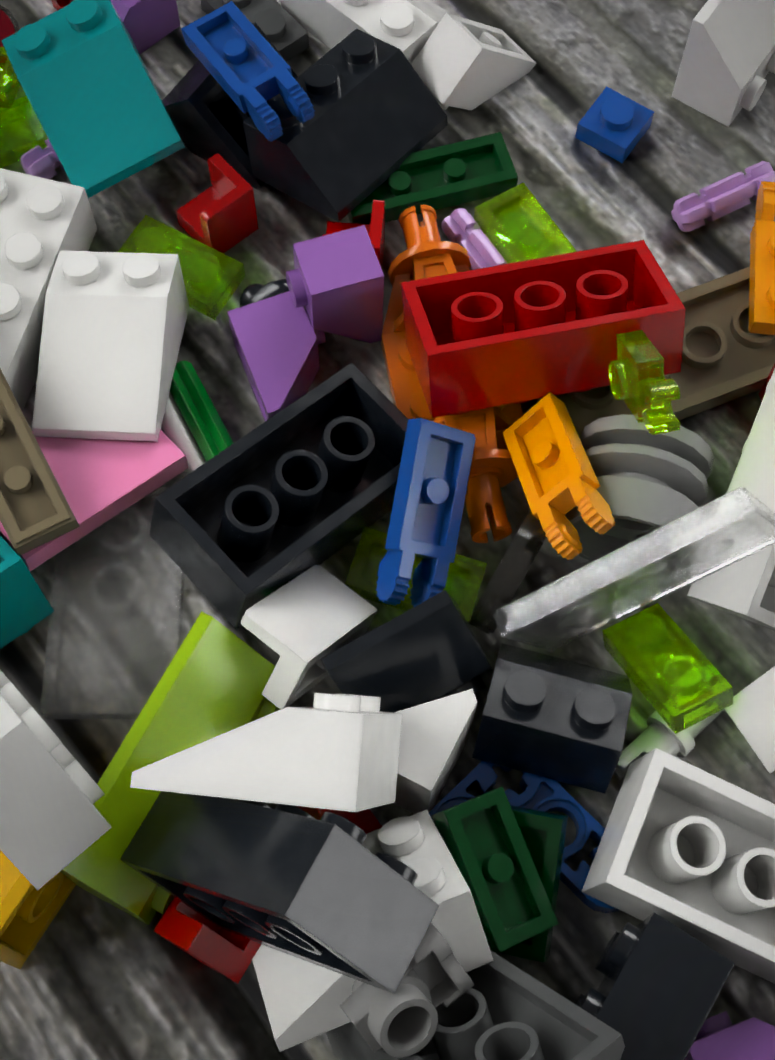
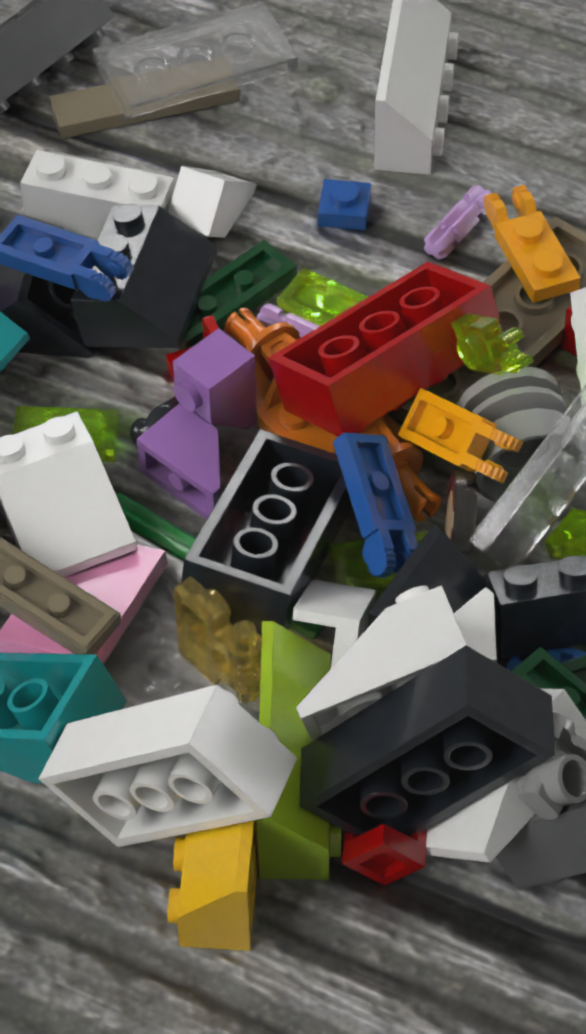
camera: 25 degrees left, 15 degrees down
(156, 590) = (213, 643): none -> clear yellow plate
(223, 211) = (79, 374): red panel -> none

